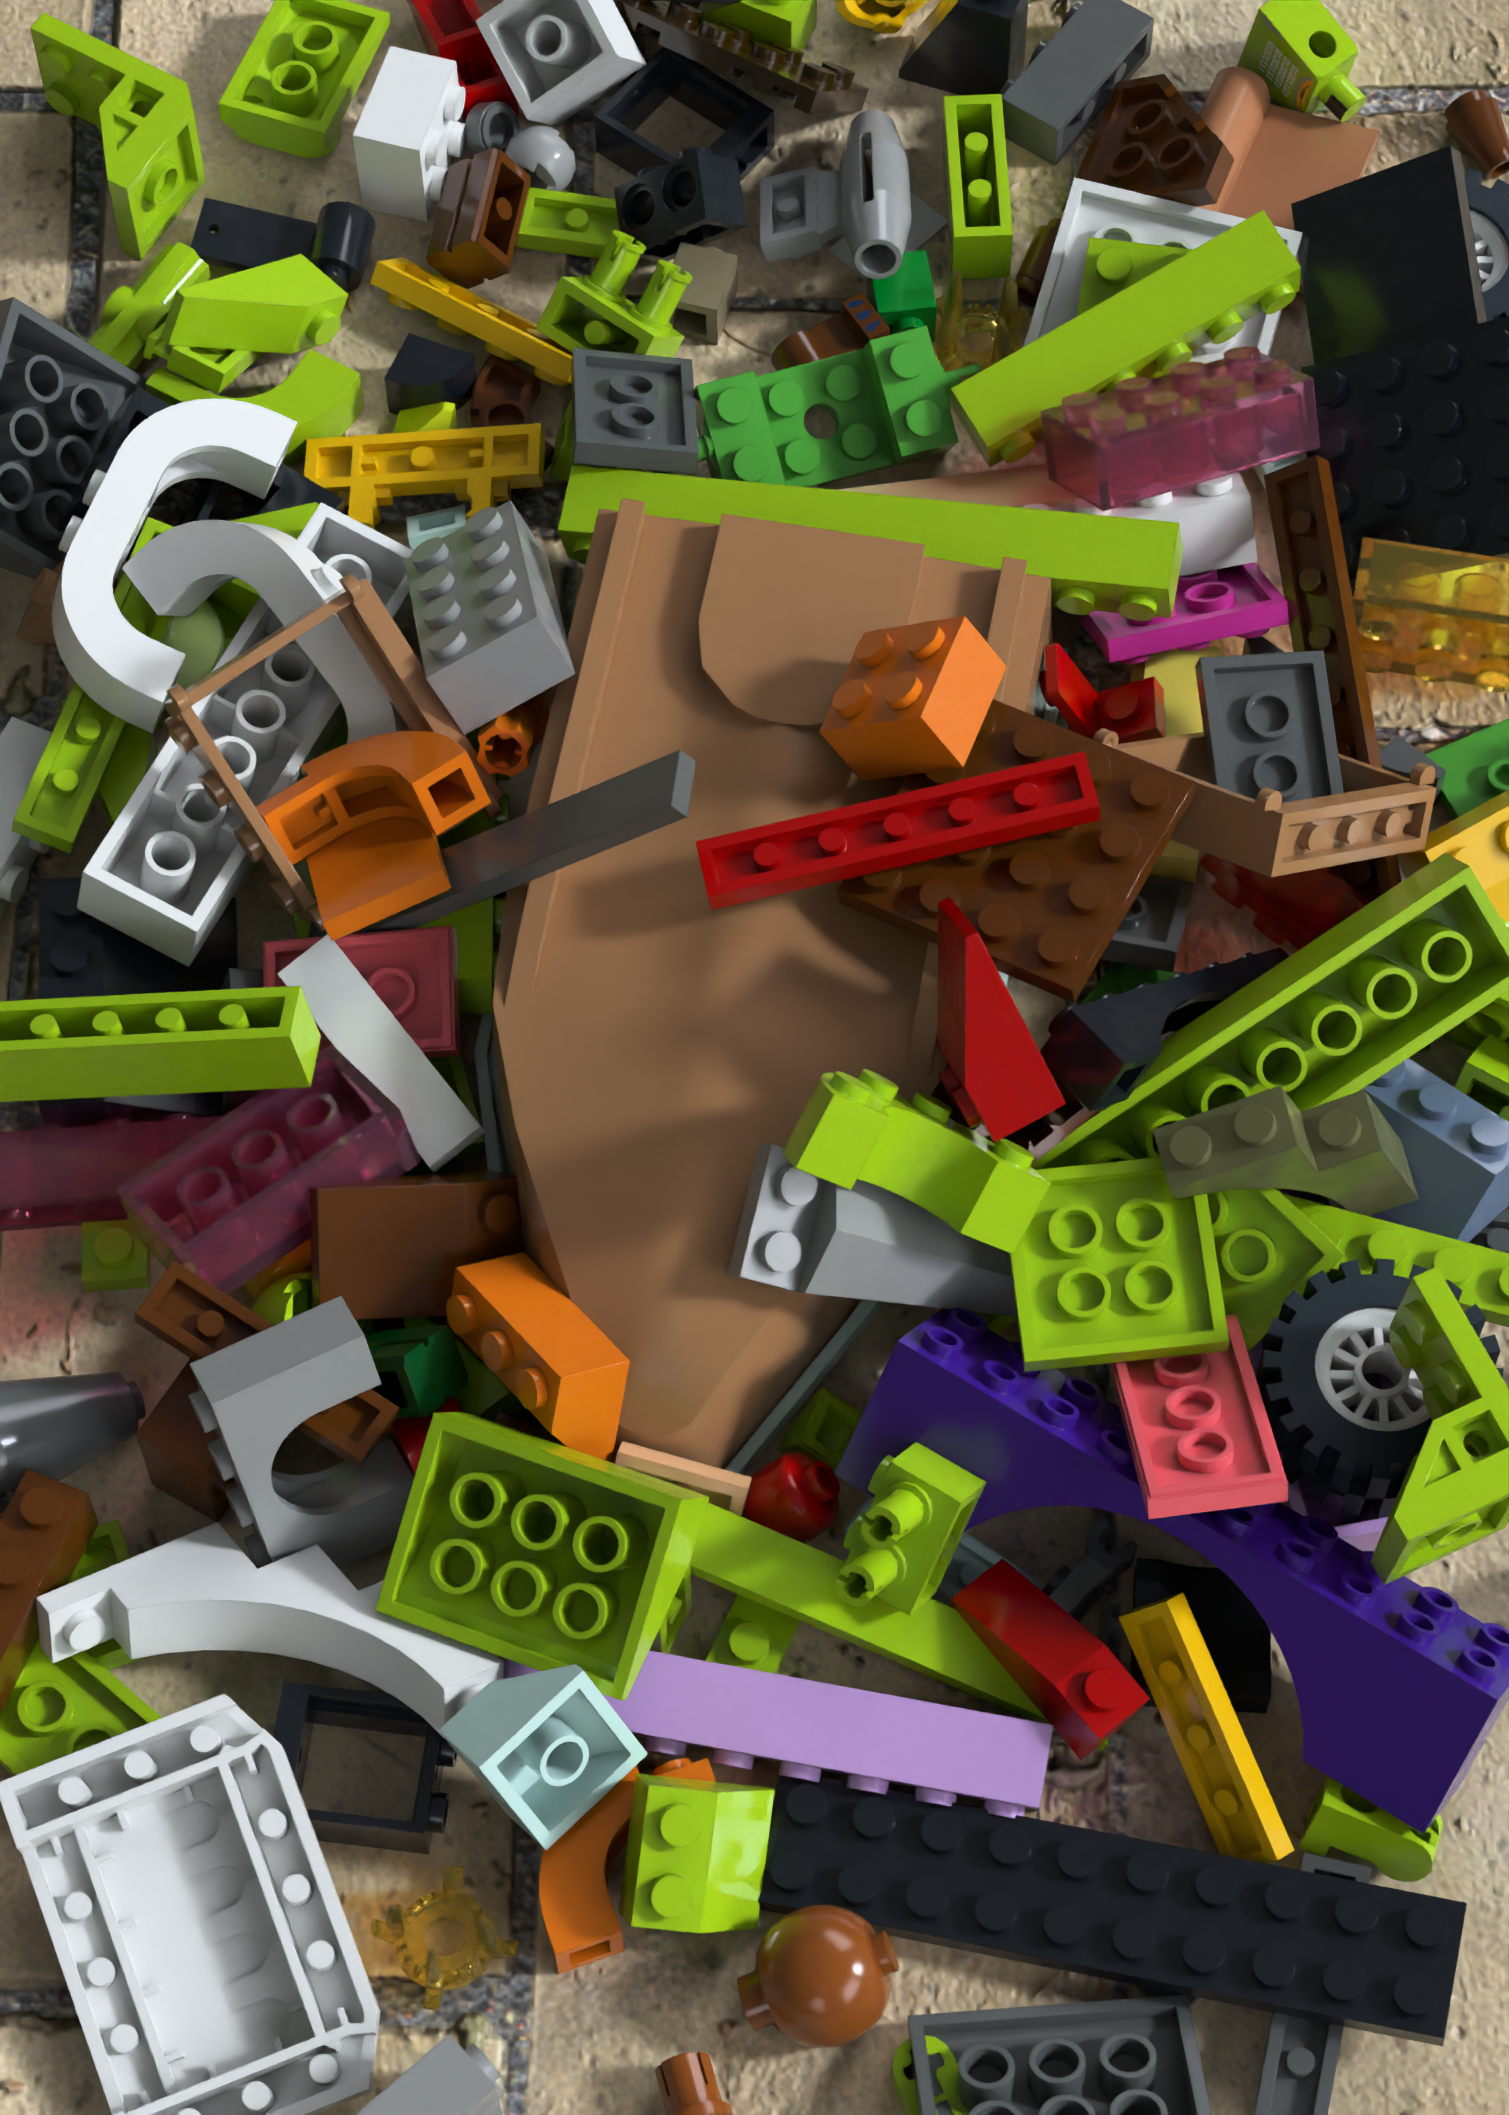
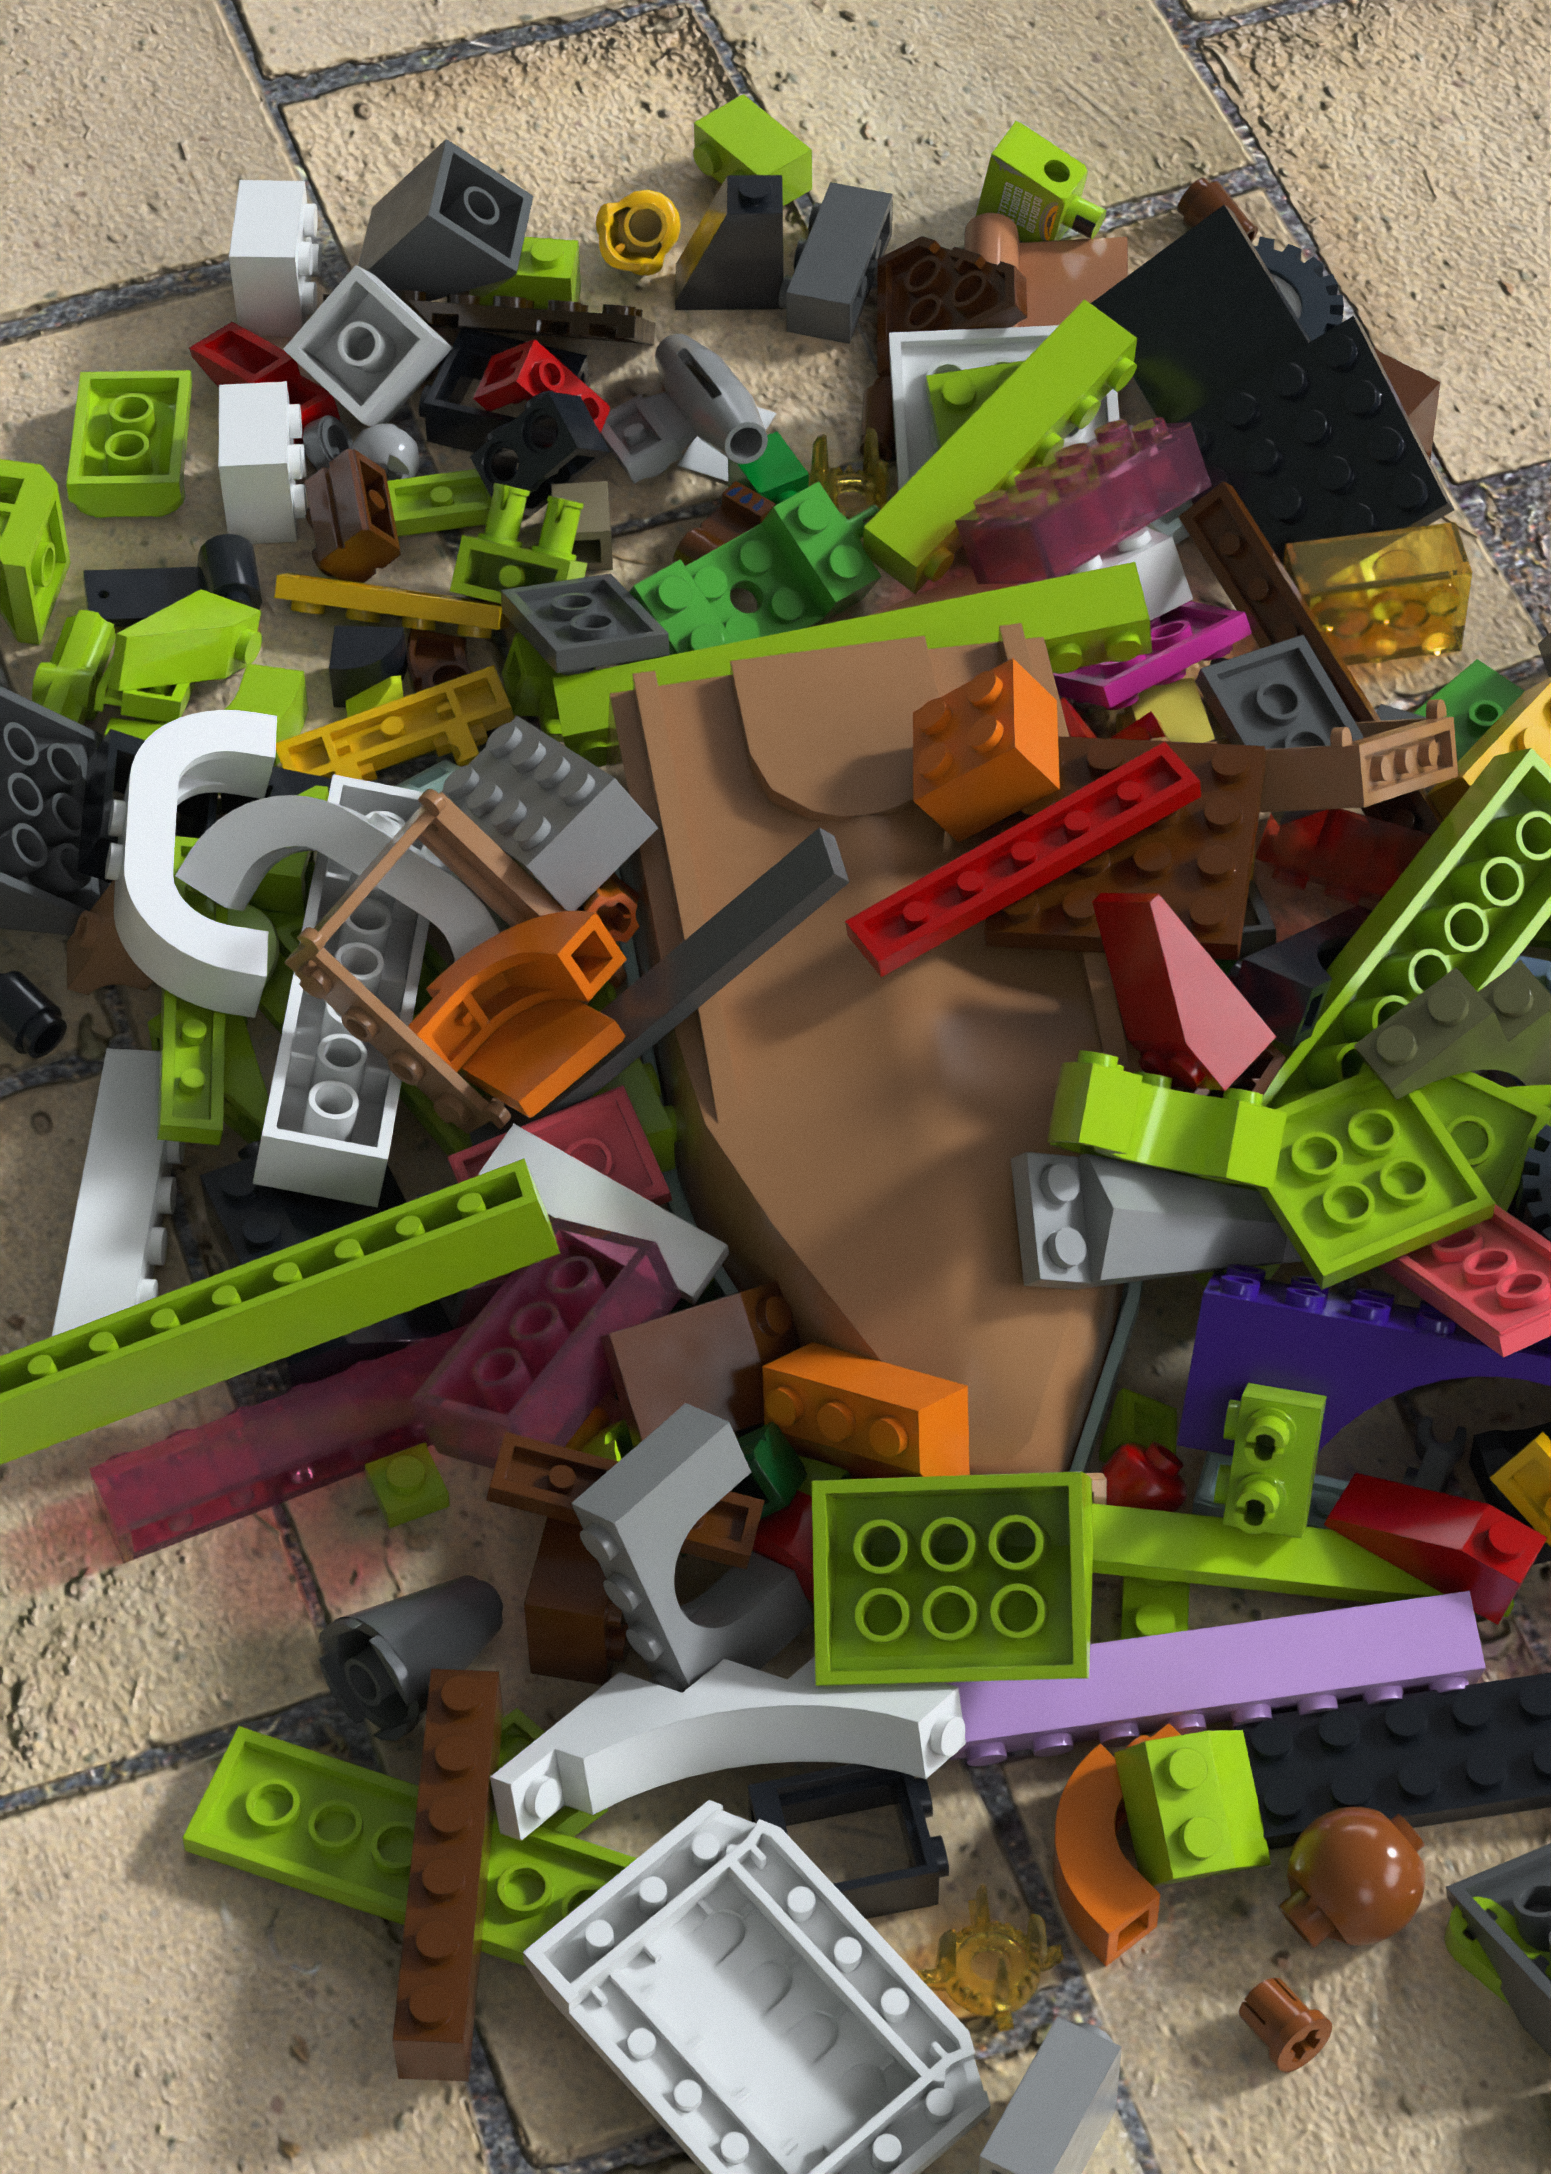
camera: 20 degrees left, 10 degrees down
(544, 1747) = (1025, 1751): light aqua slope -> none
(703, 119) = (530, 371): none -> red bracket
(977, 186) = (796, 369): lime brick -> none

